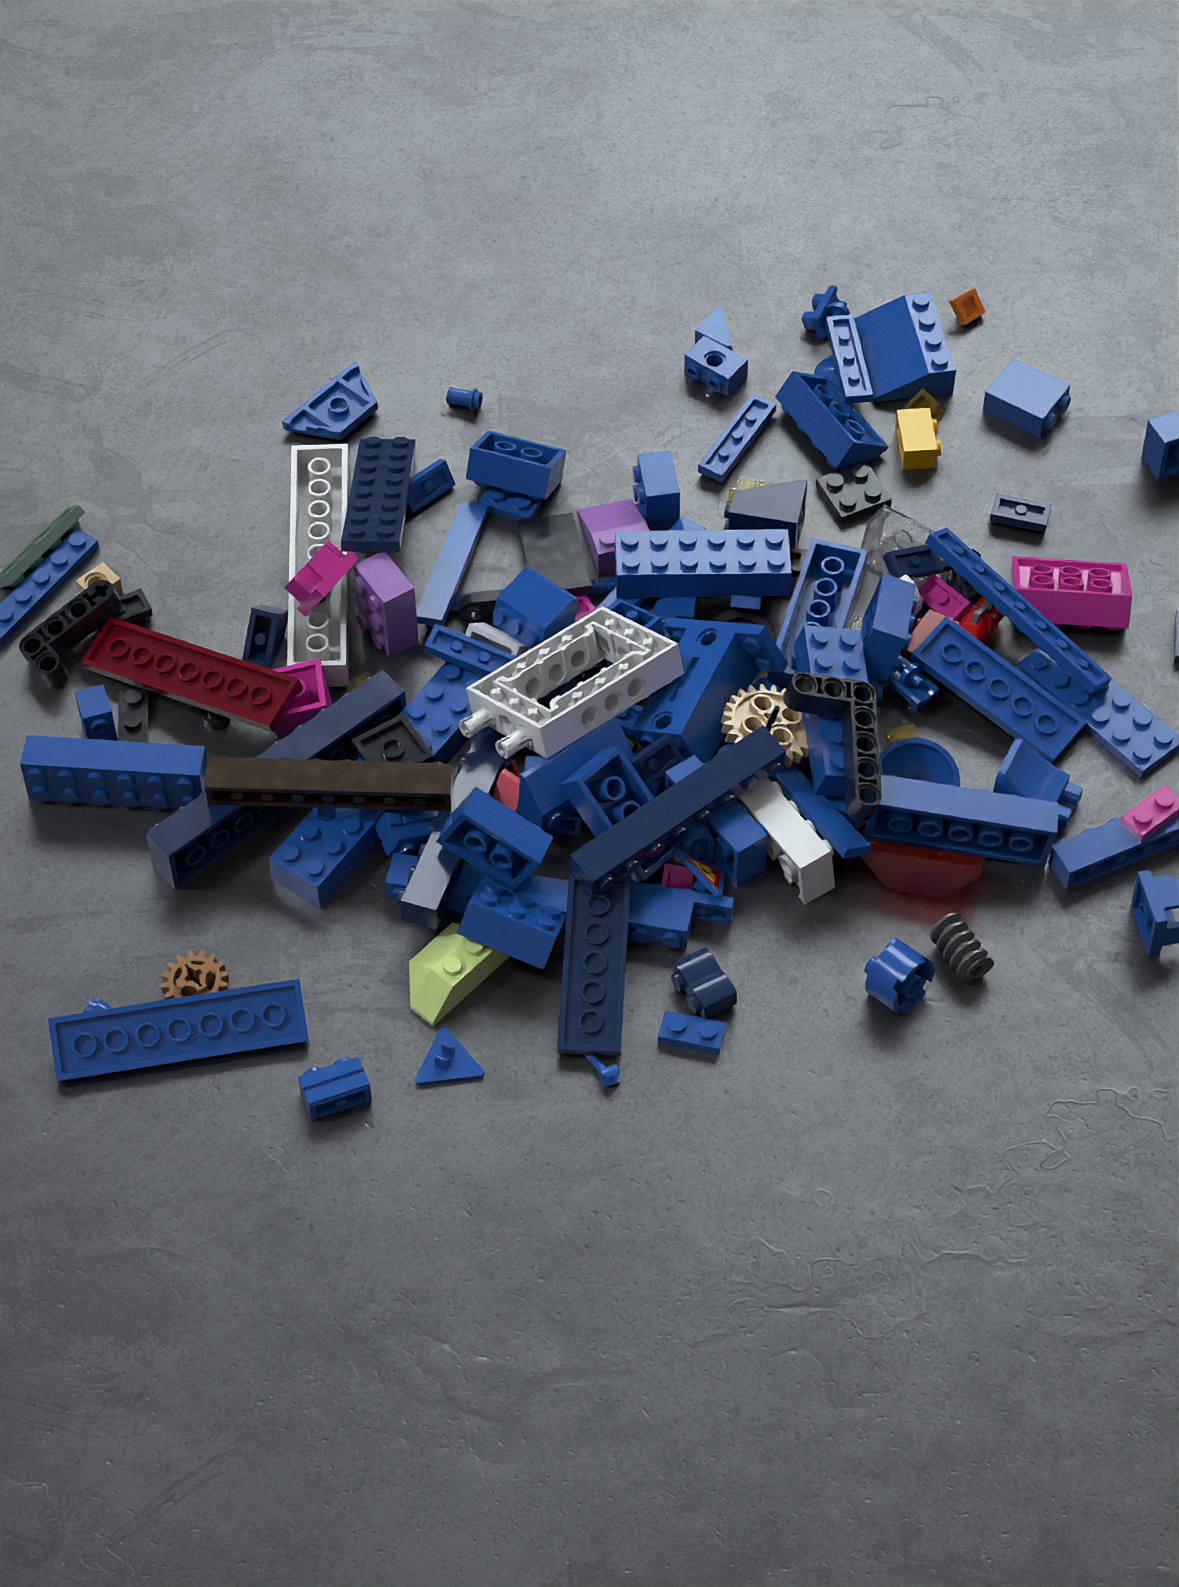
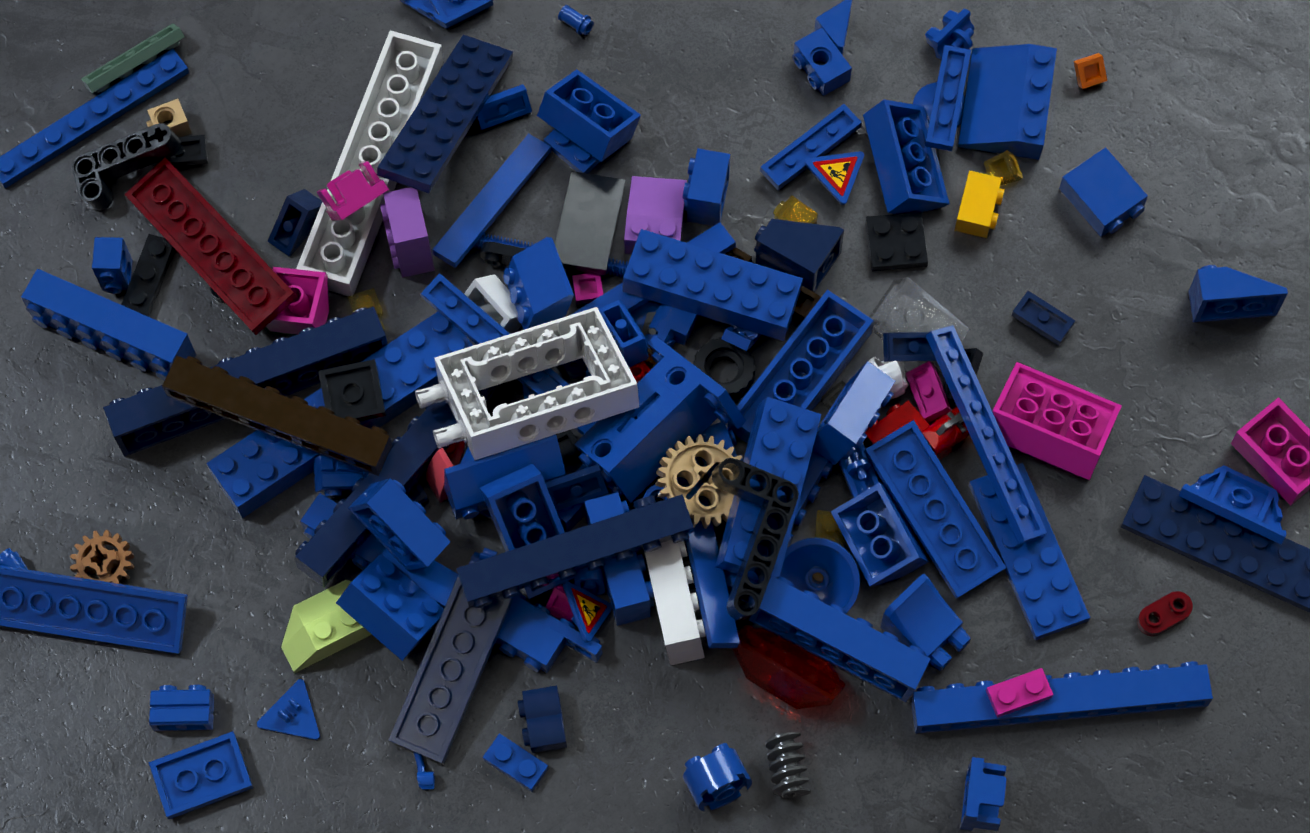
camera: 20 degrees right, 15 degrees up
(379, 1140) = (200, 775): none -> blue plate
(772, 449) = (837, 172): none -> piece
(957, 726) = (879, 536): none -> blue slope

